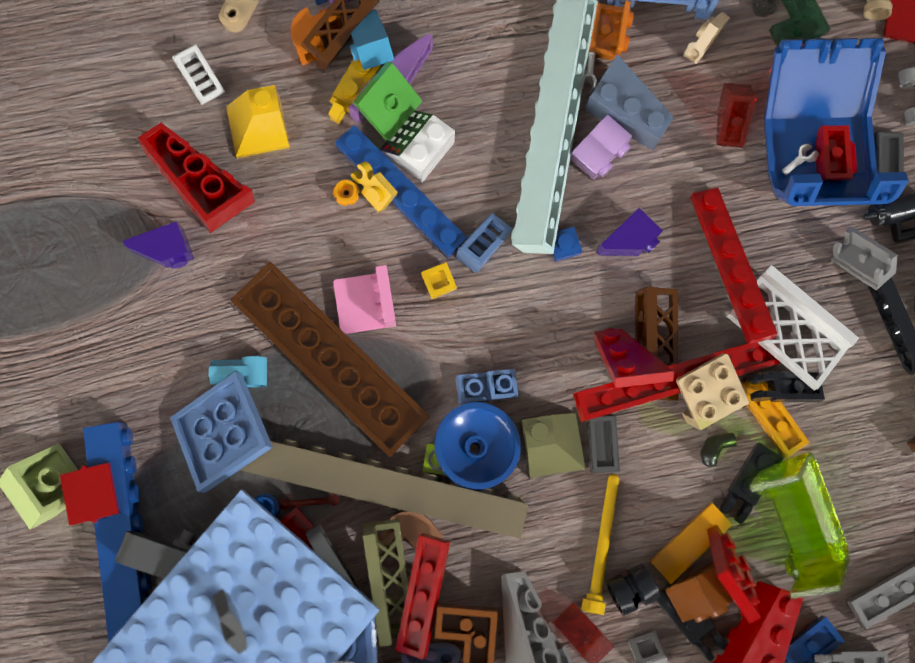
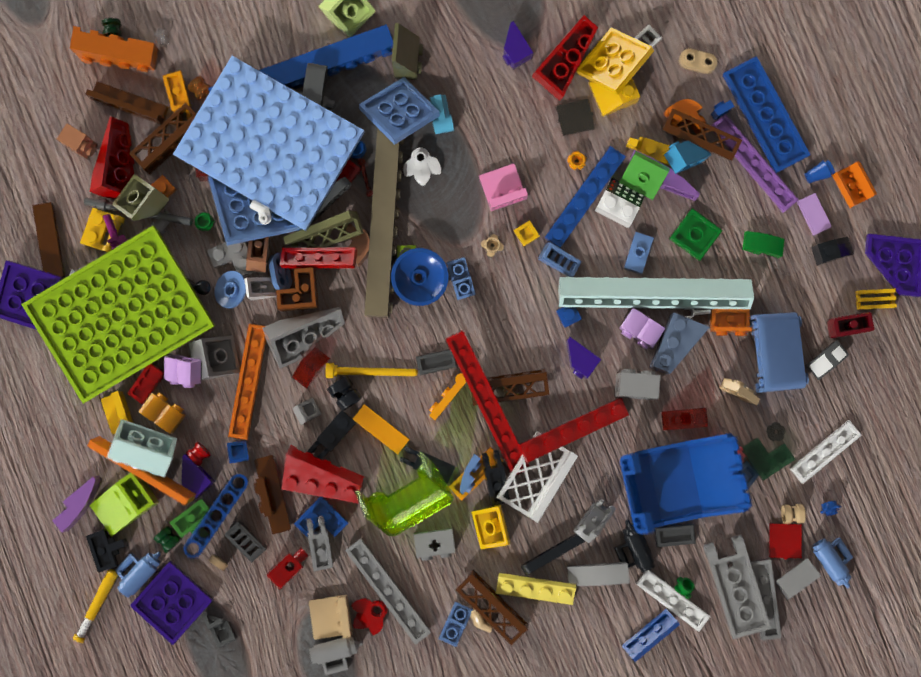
camera: 85 degrees right, 5 degrees up
(89, 494) = (346, 37): red piece -> none
(135, 405) = (406, 53): none -> olive slope
(214, 109) = (614, 60): none -> yellow plate
(231, 624) = (283, 140): dark grey slope -> none
(283, 184) = (575, 117): none -> clear smoke piece
(315, 415) = (421, 169): none -> white plate
(330, 359) = (460, 171): reddish brown plate -> none
(376, 187) = (583, 179): yellow plate -> none
(449, 325) = (492, 240): none -> tan plate
(480, 55) = (695, 234): none -> green tile
(492, 134) = (638, 252): none -> medium blue plate
(552, 444) = (429, 327): olive slope -> none
(628, 360) = (493, 365): red wing -> none
(658, 434) = (448, 395): none -> light orange plate
(683, 166) = (637, 386): none -> light grey brick
(699, 595) = (350, 438): dark orange brick -> none
(711, 392) = (482, 424): tan bracket -> none
(713, 447) = (446, 435): pearl dark grey arm -> none
(734, 573) = (365, 451): red plate -> none
(785, 427) = (467, 480): none -> medium blue slope
(801, 158) = (663, 471): white hand -> none
(836, 153) = (668, 495): red slope -> none
(854, 405) = (490, 527): none -> yellow slope
(861, 505) = (442, 536): none -> light grey brick

